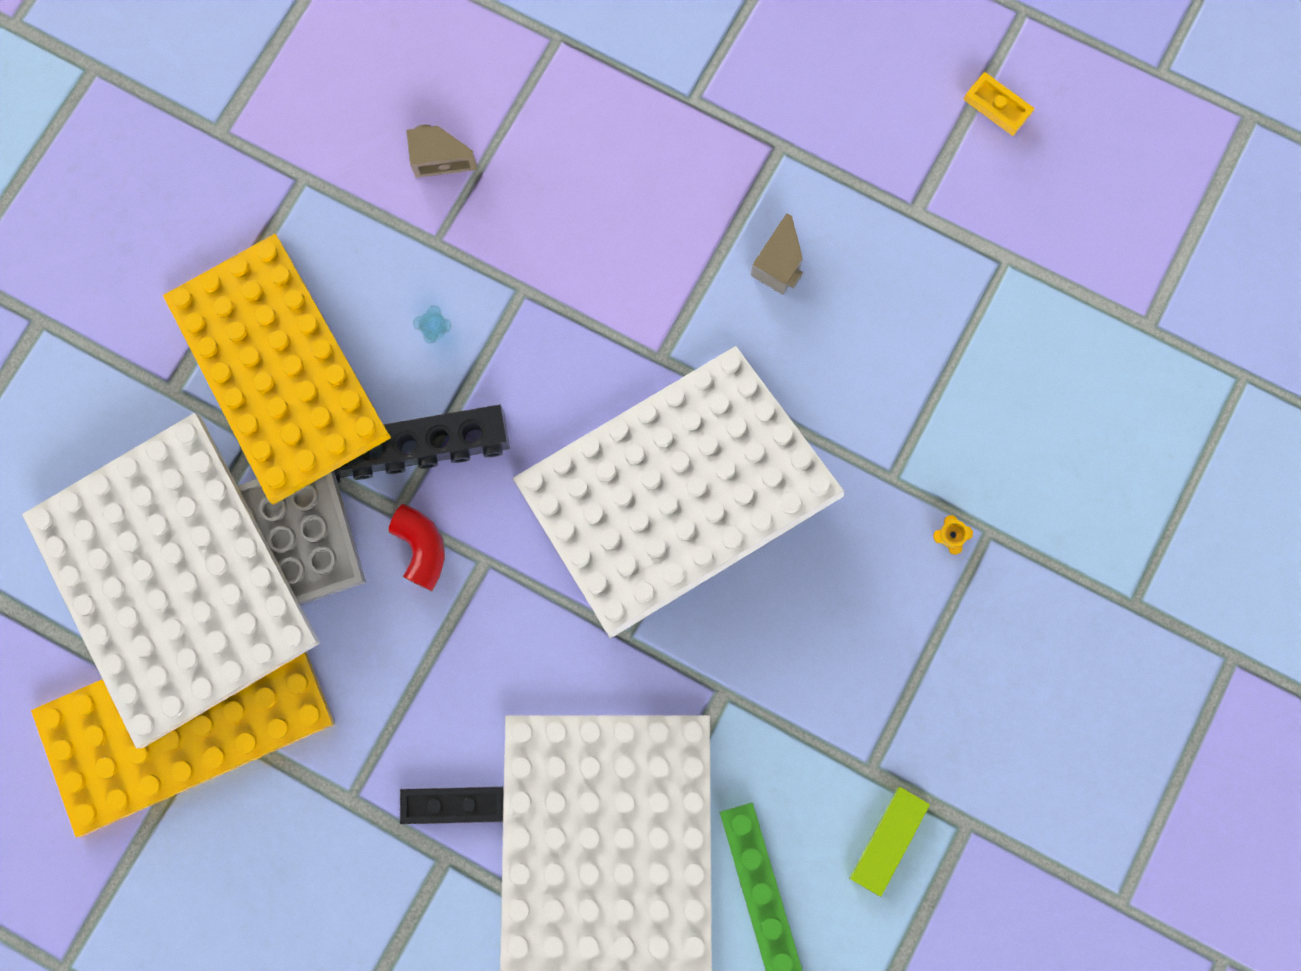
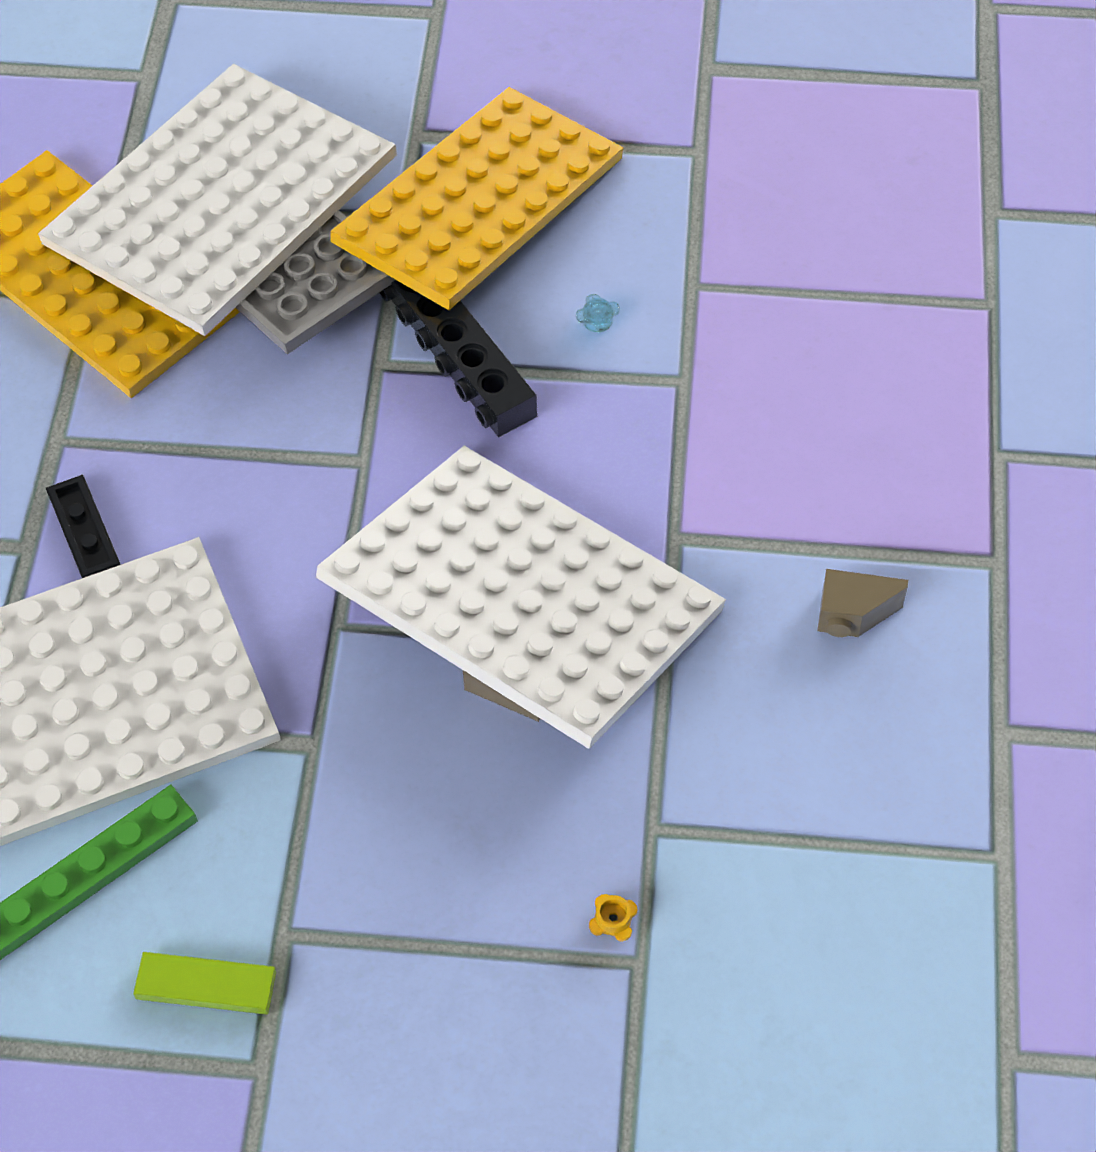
camera: 65 degrees right, 20 degrees down
(425, 542) = (351, 395): red cylinder -> none
(437, 152) = (786, 241): dark tan slope -> none

